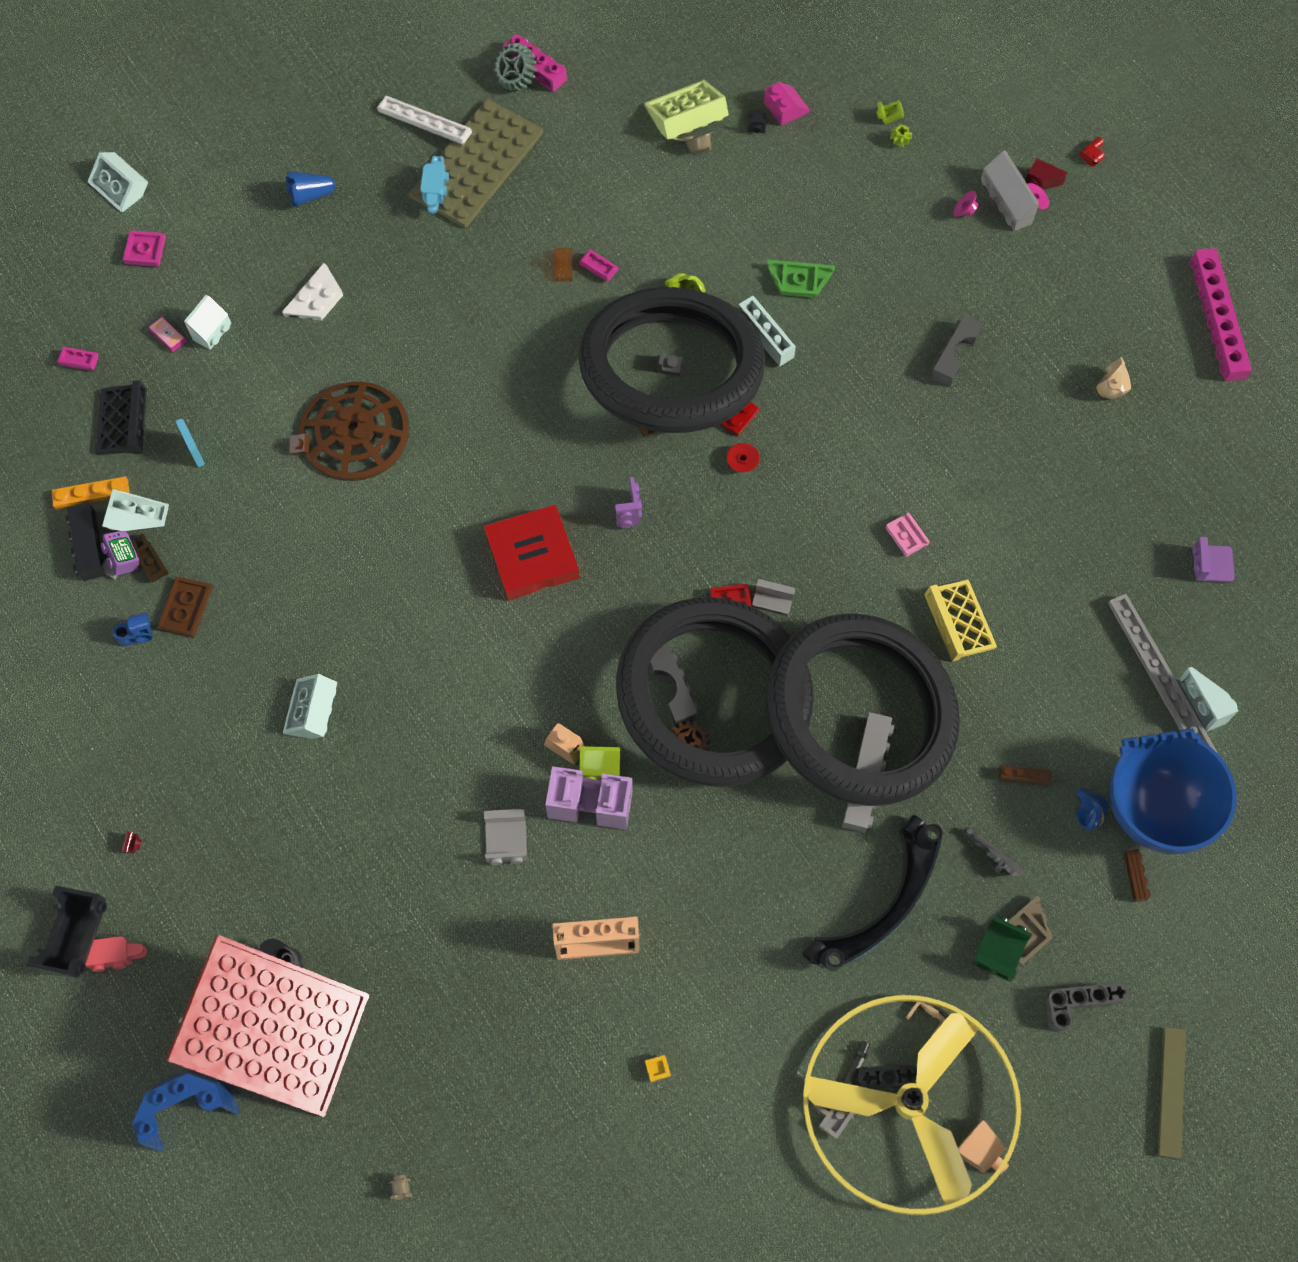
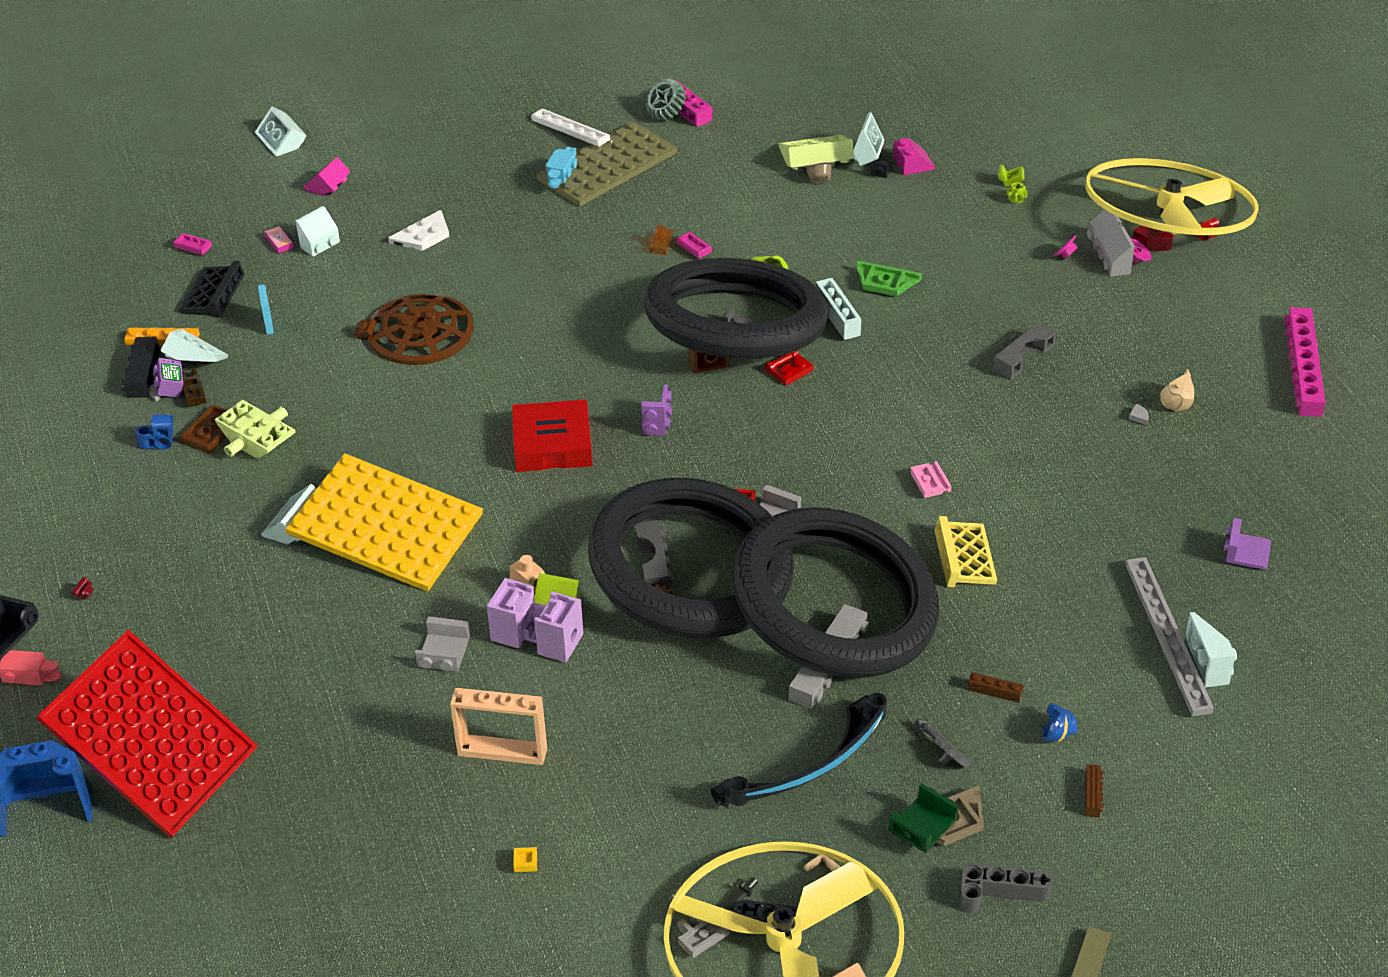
camera: 15 degrees right, 25 degrees down
(144, 248) = (284, 179): dark pink plate -> none
(190, 239) = (328, 178): none -> dark pink slope
(233, 606) = (253, 429): none -> yellowish green slope
(307, 187) = (447, 156): blue cone -> none
(400, 1188) = (223, 909): dark tan brick -> none
(402, 698) = (385, 522): none -> yellow plate
(740, 95) = (869, 142): none -> light aqua slope
(744, 451) = (784, 398): red piece -> none
(1056, 121) = (1171, 197): none -> light yellow piece
(1081, 411) = (1139, 414): none -> light grey tile
(1172, 792) = (1139, 703): blue windscreen -> none

